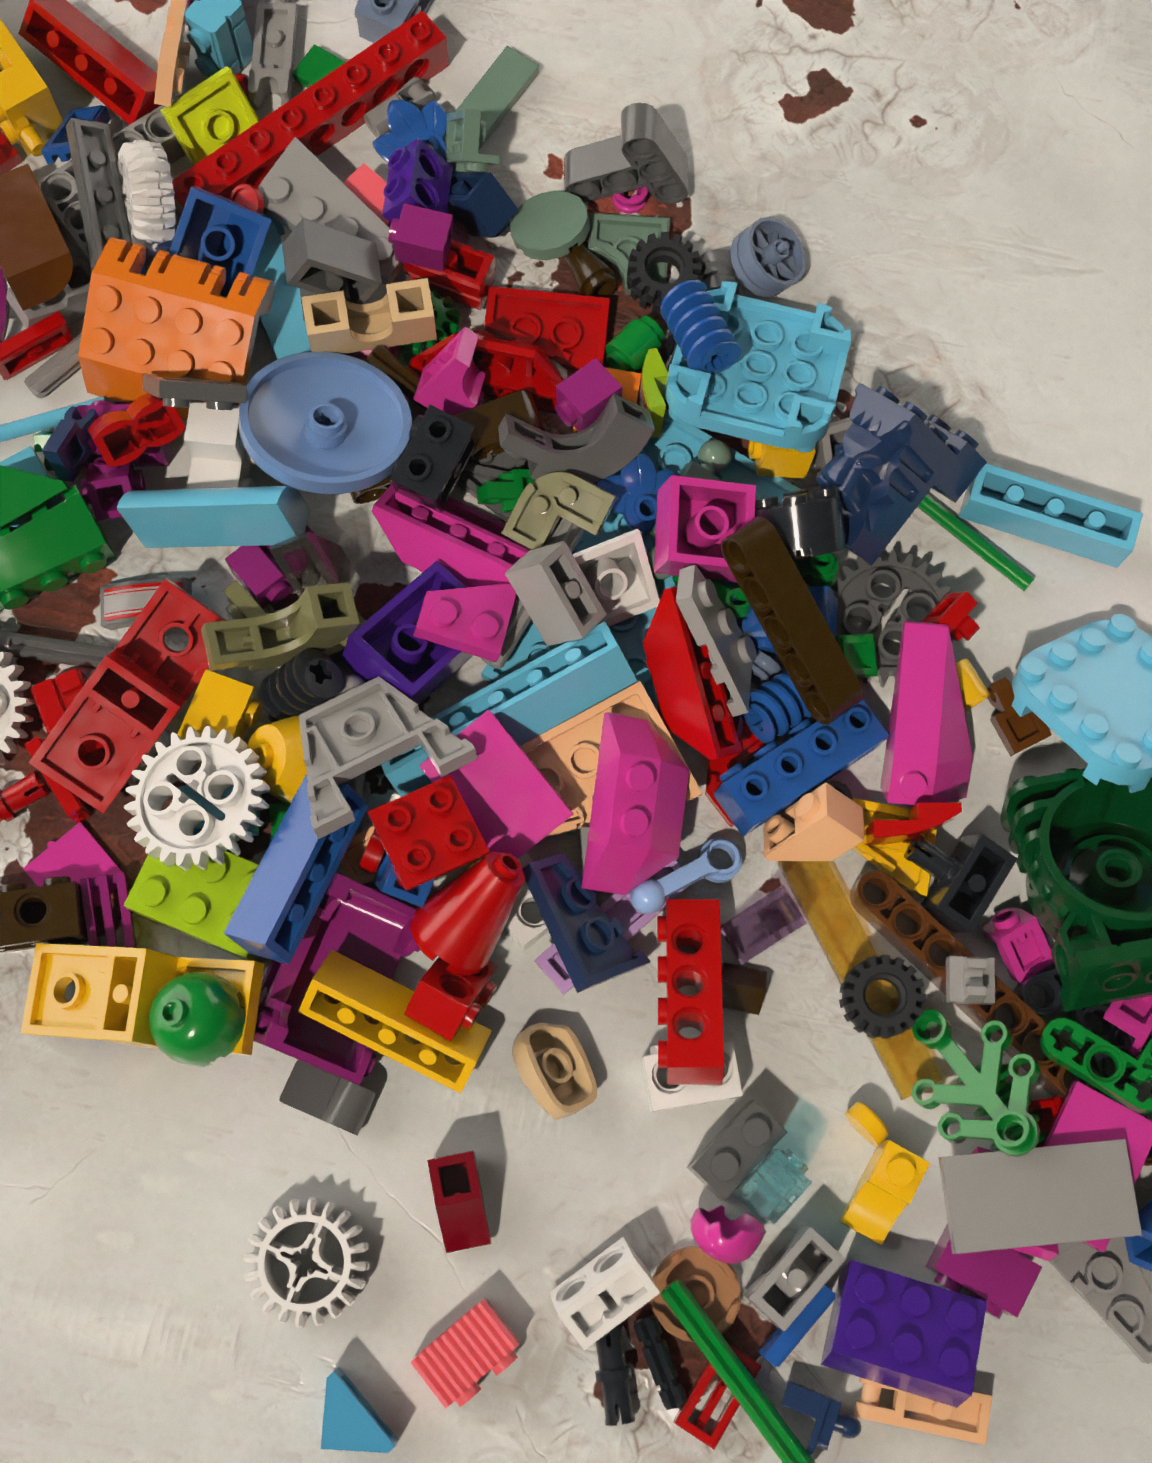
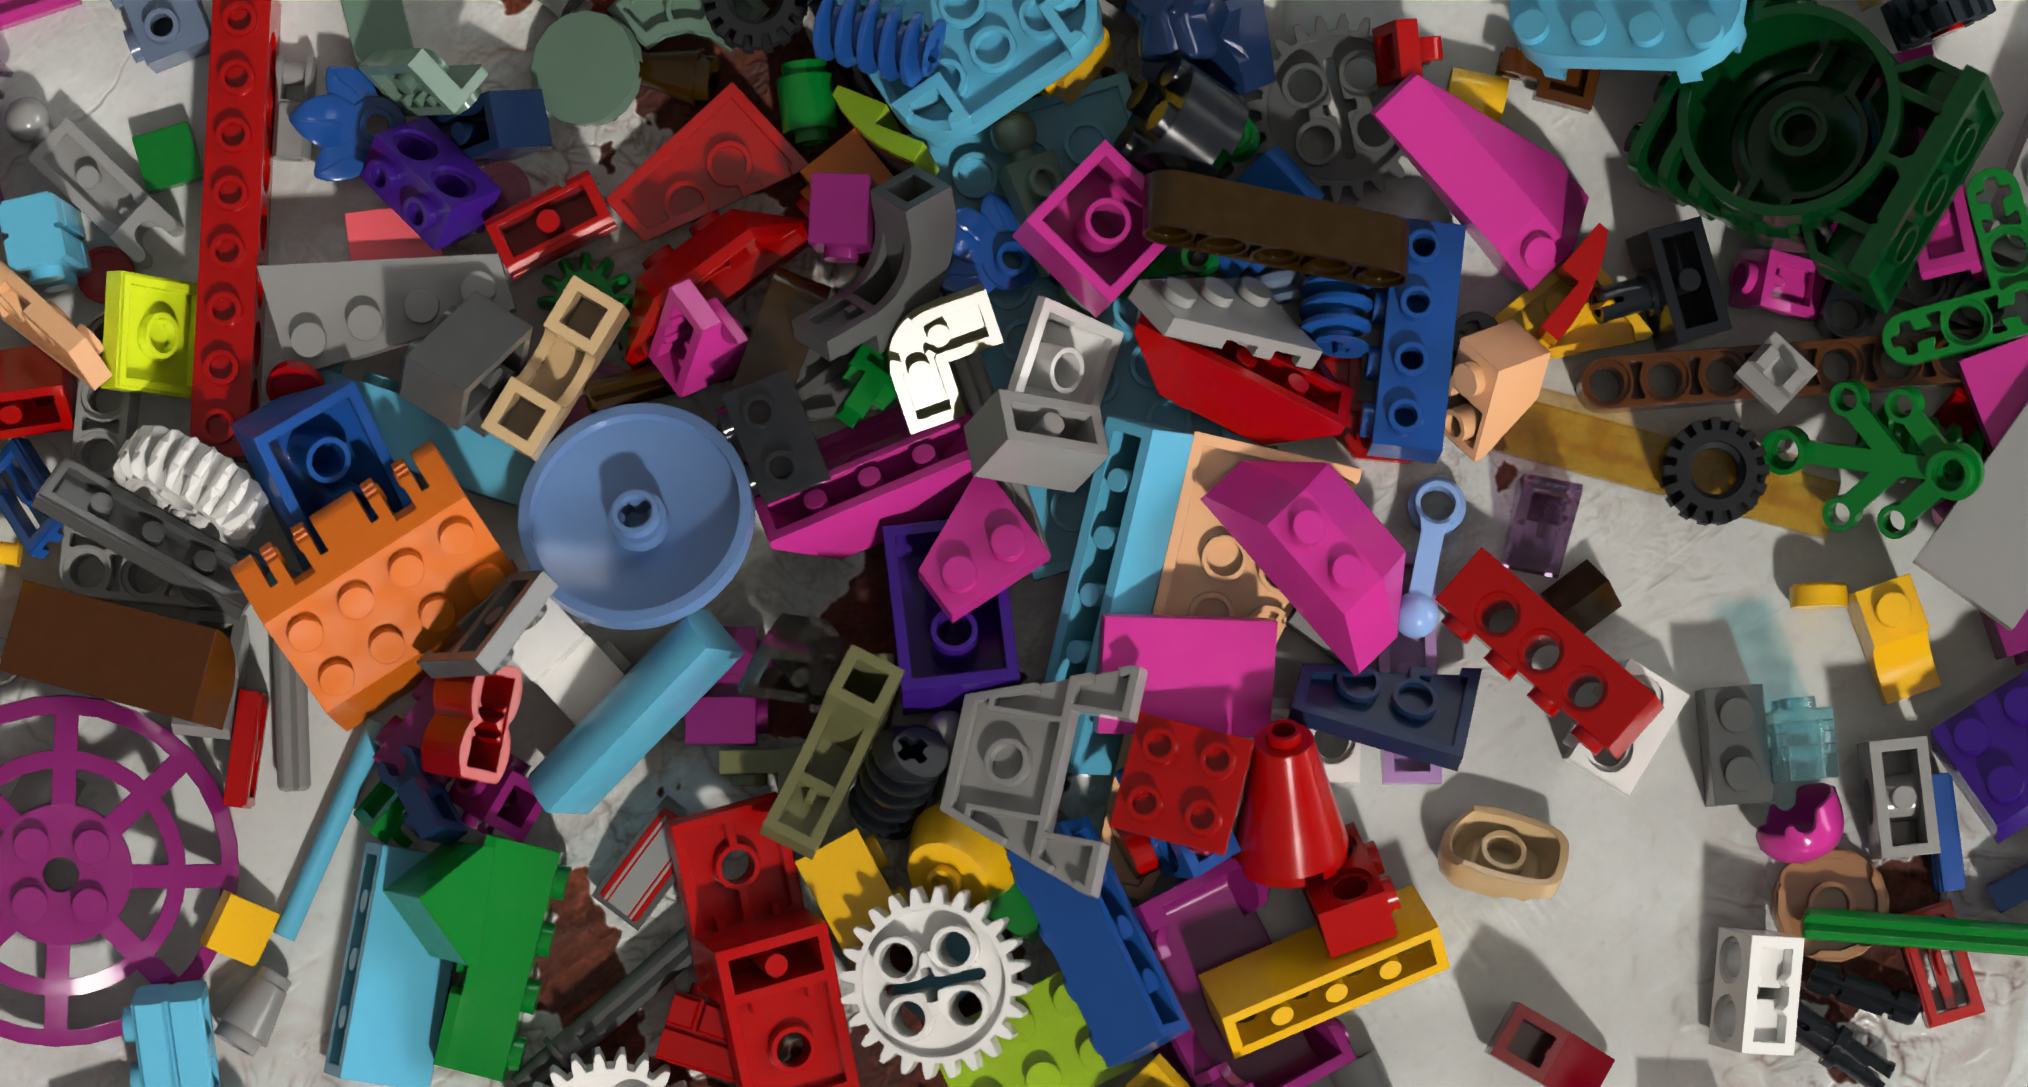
camera: 45 degrees left, 10 degrees up
(422, 237) = (510, 235): magenta brick -> none
(860, 654) = (1355, 182): green tile -> none

